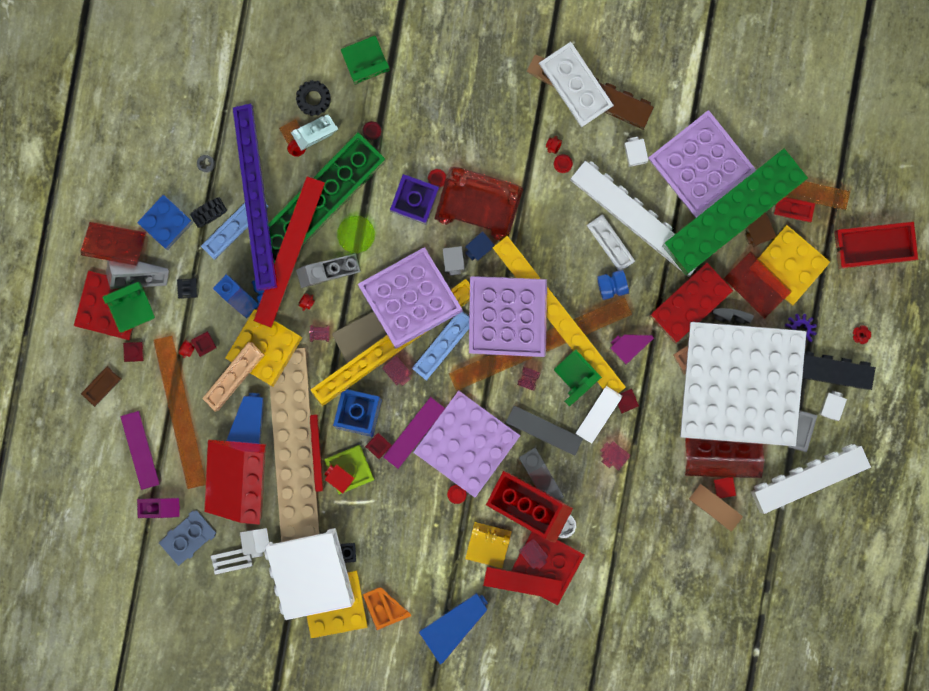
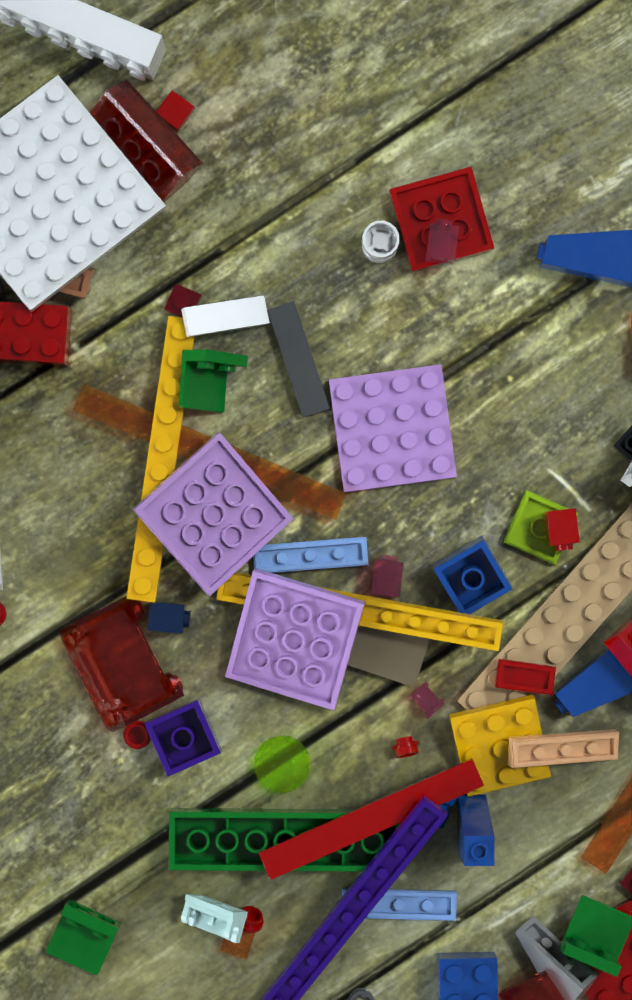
camera: 135 degrees left, 0 degrees up
(186, 349) = (581, 827): red plate -> none
(187, 288) = (515, 890): black tile -> none
(204, 344) = (558, 814): dark red plate -> none
(208, 212) = (412, 948): black tyre -> none
(285, 391) = (525, 677): none -> red tile
(316, 453) = (557, 579): red tile -> none
(321, 106) = (177, 971): black tyre -> none
(328, 270) = (350, 756): light grey slope -> none
(371, 130) = (153, 855): dark red plate -> none
(378, 446) = (485, 520): dark red plate -> none
(414, 432) = (434, 495): magenta tile -> none
(453, 260) = (209, 631): light grey brick -> none
(456, 494) = (457, 387): red plate -> none
(488, 545) = (477, 302): yellow hinge -> none
(522, 583) = (483, 225): red tile -> none
(528, 378) = (259, 428): clear pink wheel -> none
(529, 506) = (396, 293): red brick -> none
(540, 474) = (350, 315): dark grey slope -> none
(610, 243) = (29, 480): white tile -> none
(613, 284) = (69, 433): blue wheel -> none
(614, 455) = (254, 259): clear pink brick -> none
(629, 346) = (121, 354): magenta slope -> none
(716, 507) = (205, 98): medium nougat brick -> none
(805, 429) = (29, 83): light grey tile -> none

